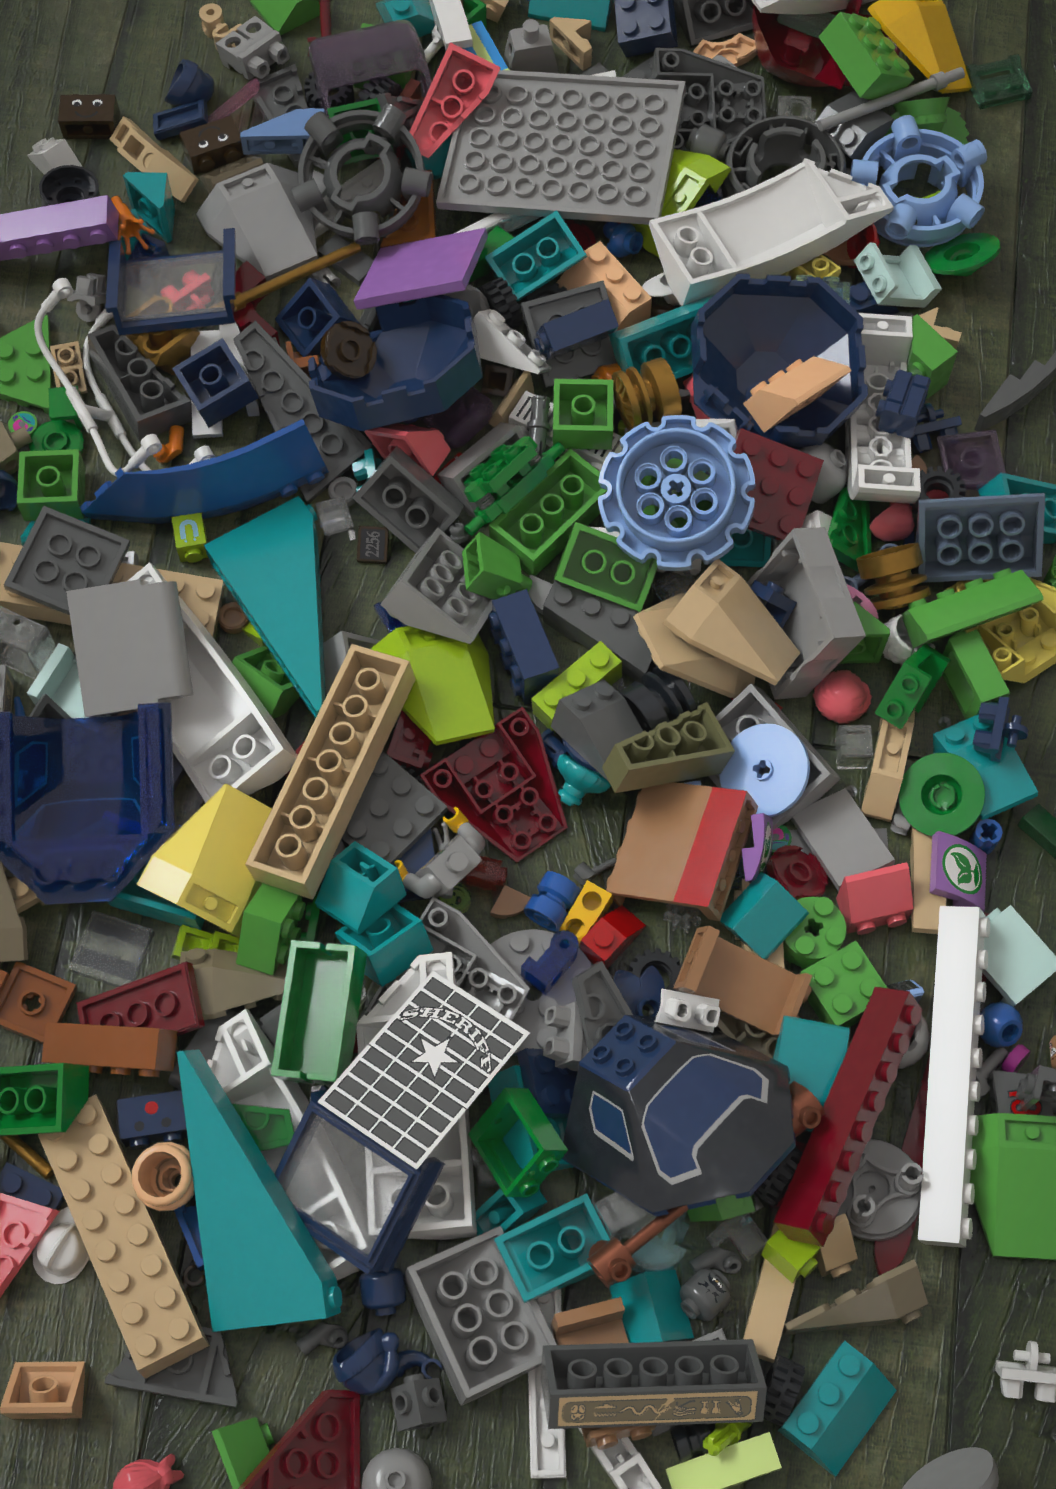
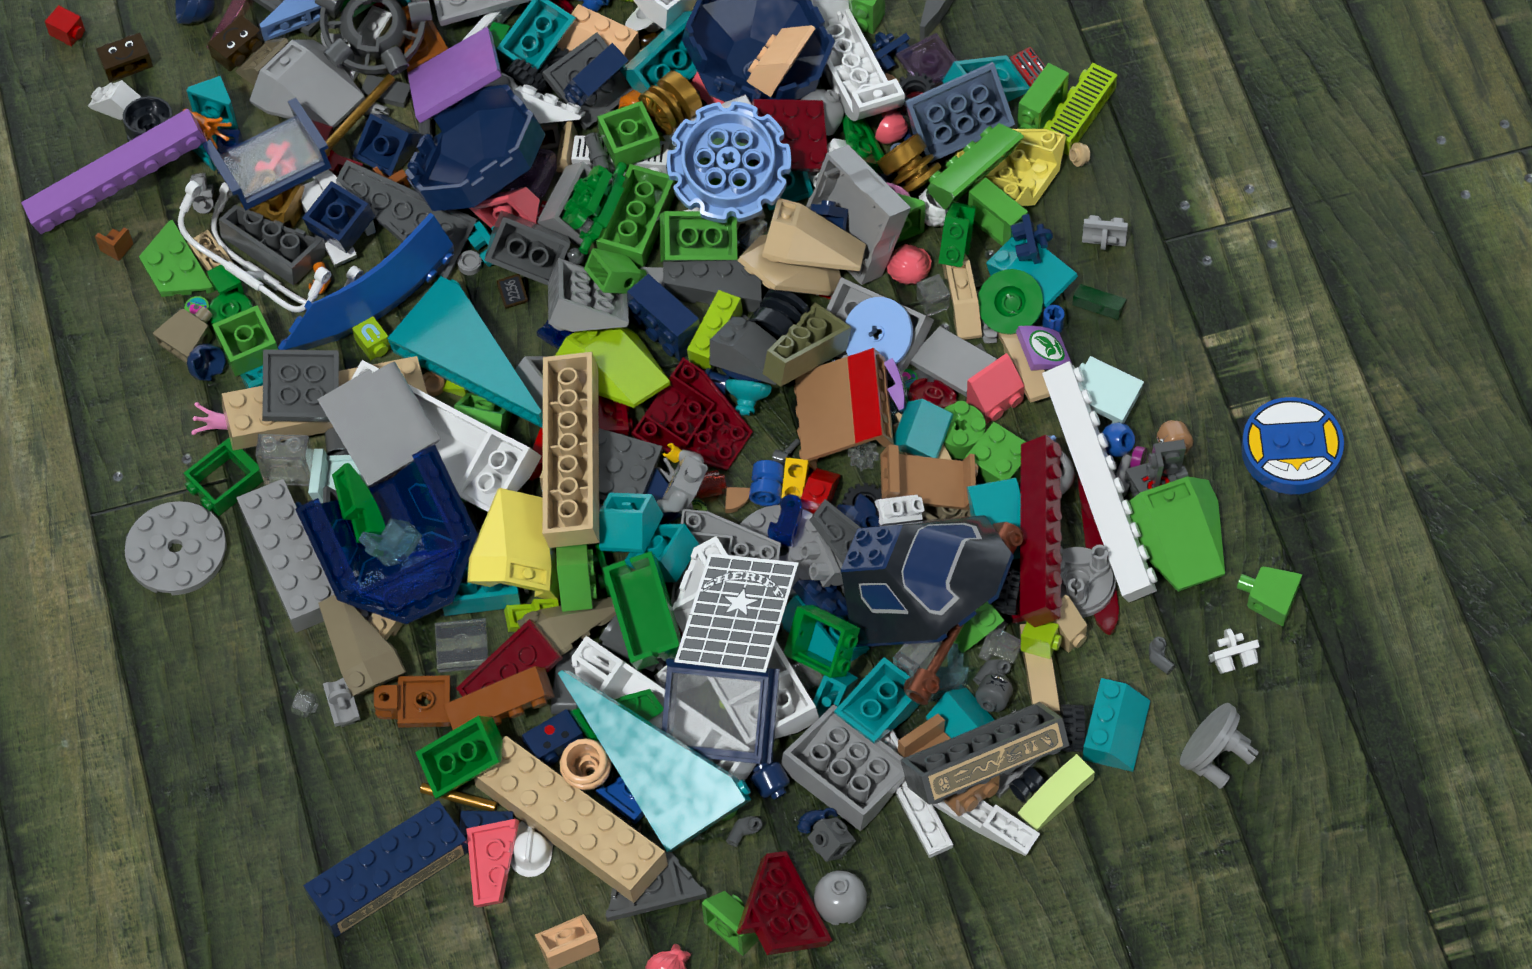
camera: 20 degrees left, 5 degrees down
(45, 59) = (65, 25): none -> red brick
(64, 735) = (357, 502): none -> green slope
(81, 799) = (393, 544): none -> clear light blue brick
(150, 157) = (191, 69): tan slope -> none
(179, 119) = (199, 33): dark blue tile -> none
(335, 517) = (476, 281): clear panel -> none
(348, 350) = (428, 155): dark brown tile -> none
(368, 1362) = (785, 827): dark blue piece -> none
(724, 1435) = (1048, 767): lime axle -> none
(884, 1301) = (1117, 646): dark tan wedge -> none
(903, 403) = (862, 38): dark blue brick -> none
(930, 1334) = (1157, 655): none -> dark grey arm

